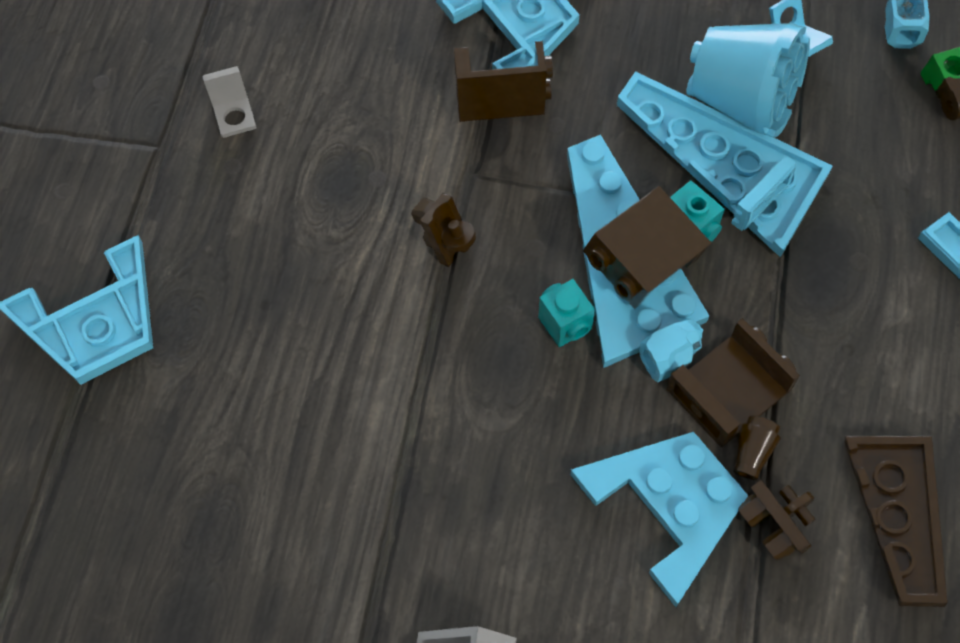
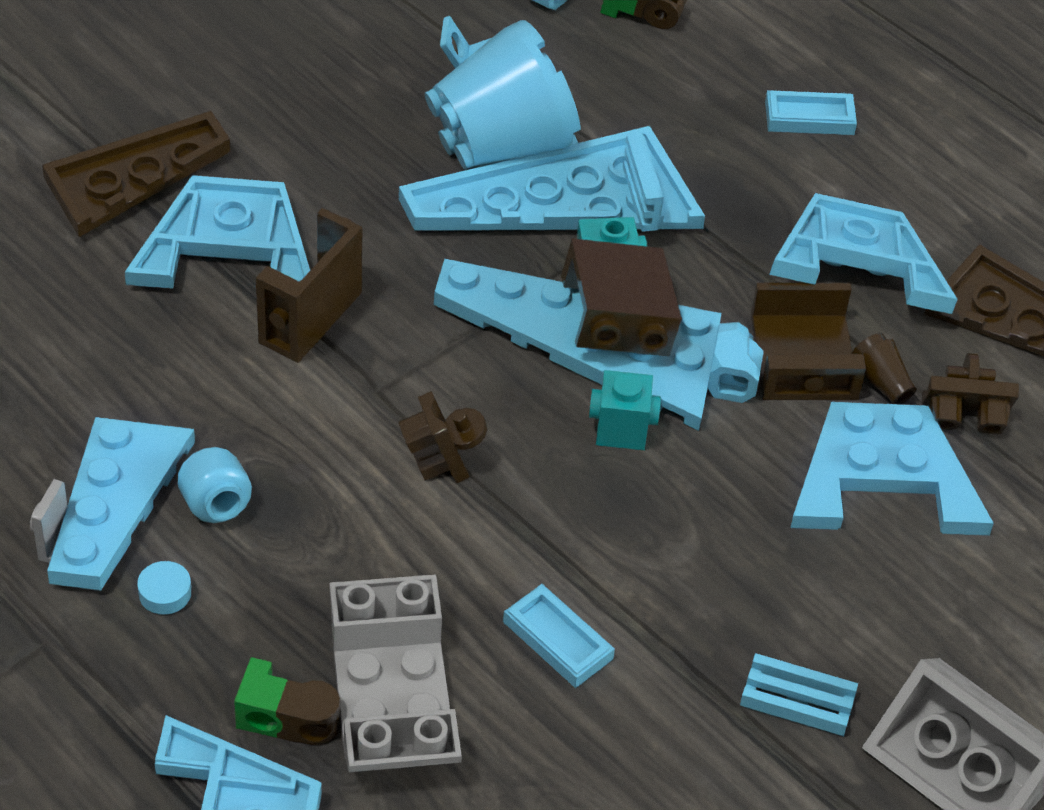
camera: 60 degrees left, 15 degrees down
(194, 297) = (286, 707): none -> leg
(235, 173) = (164, 587): none -> medium azure tile
(248, 333) = (392, 674): none -> light grey slope
(284, 100) = (111, 495): none -> medium azure wing
(318, 144) = (214, 485): none -> medium azure head
(364, 395) = (558, 635): none -> medium azure tile
(418, 532) = (801, 687): none -> medium azure tile
(857, 353) = (865, 239): none -> medium azure wing

